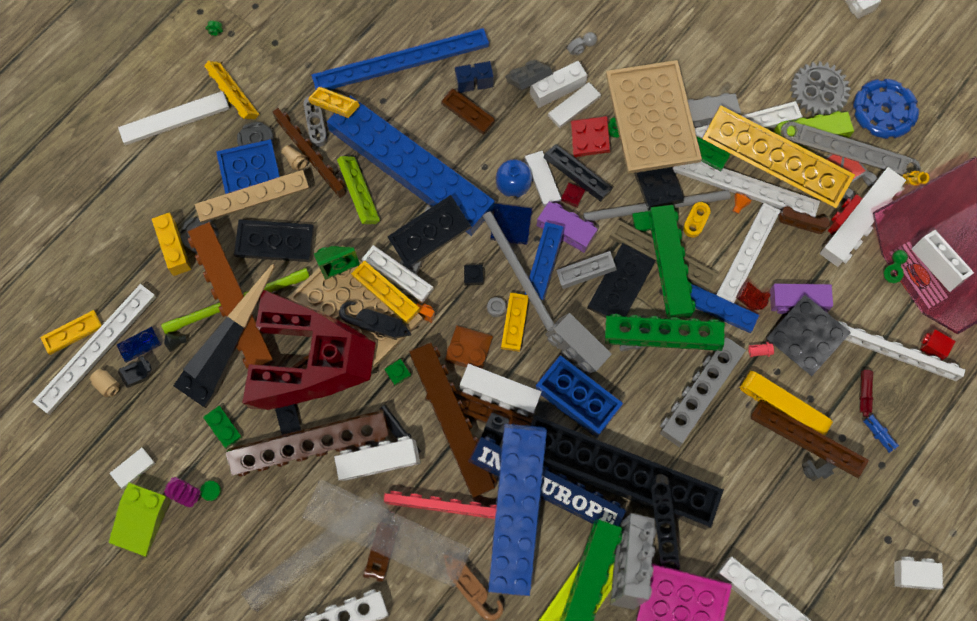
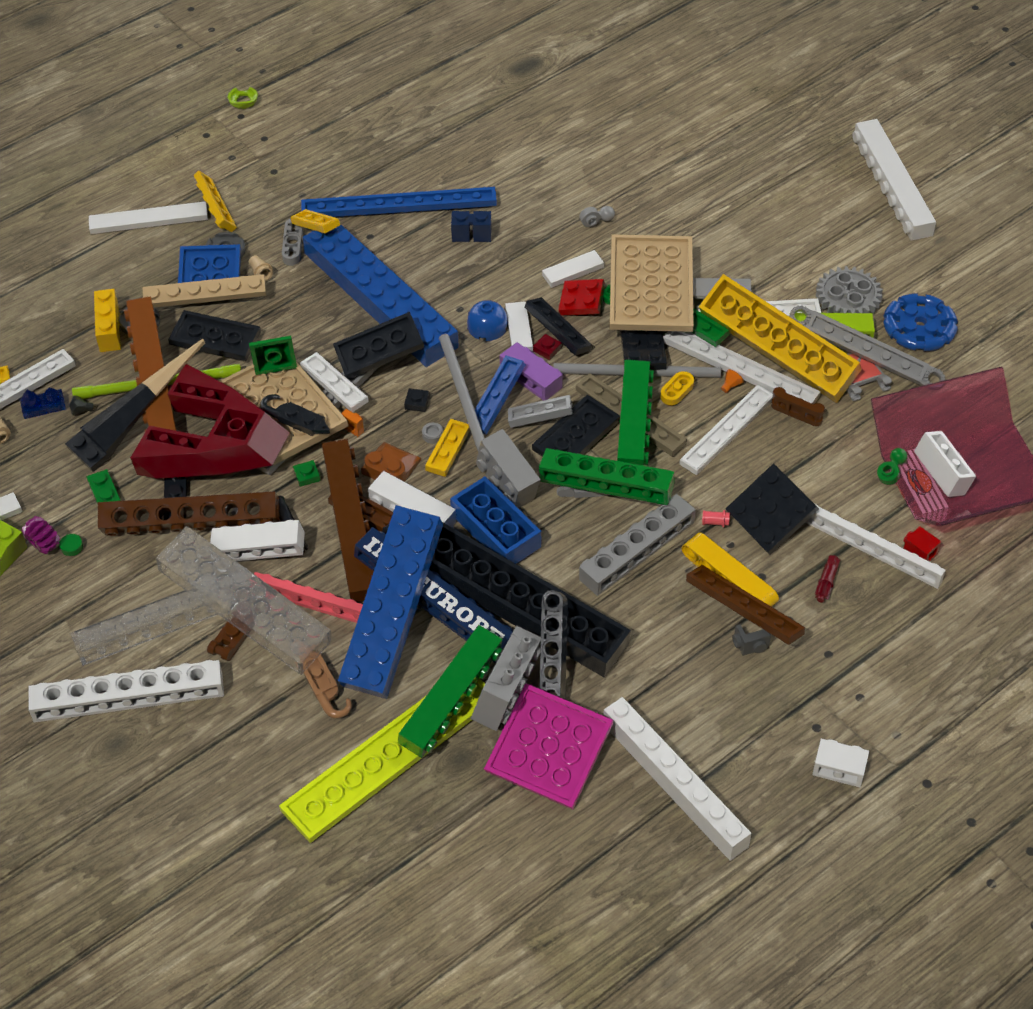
camera: 15 degrees right, 20 degrees down
(135, 372) = (31, 425): black bracket -> none
(214, 28) = (215, 148): green plate -> none
(305, 147) = (279, 269): reddish brown plate -> none
(358, 190) = (317, 305): lime plate -> none
(385, 292) = (315, 390): yellow plate -> none
(468, 111) = (456, 256): reddish brown plate -> none
(513, 222) = (474, 361): clear blue tile -> none
(528, 74) = (535, 228): dark grey plate -> none
(558, 84) = (559, 245): white brick -> none
(641, 221) = (615, 380): green tile -> none
(723, 309) = (684, 475): blue plate -> none
(752, 297) = (718, 466): clear red bracket -> none
(786, 296) = (755, 466): medium lavender brick -> none
(840, 218) = (844, 407): red plate -> none
(861, 219) = (856, 419): white brick -> none
(880, 433) = (833, 619): blue pin -> none
(915, 177) = (932, 377): yellow pin -> none

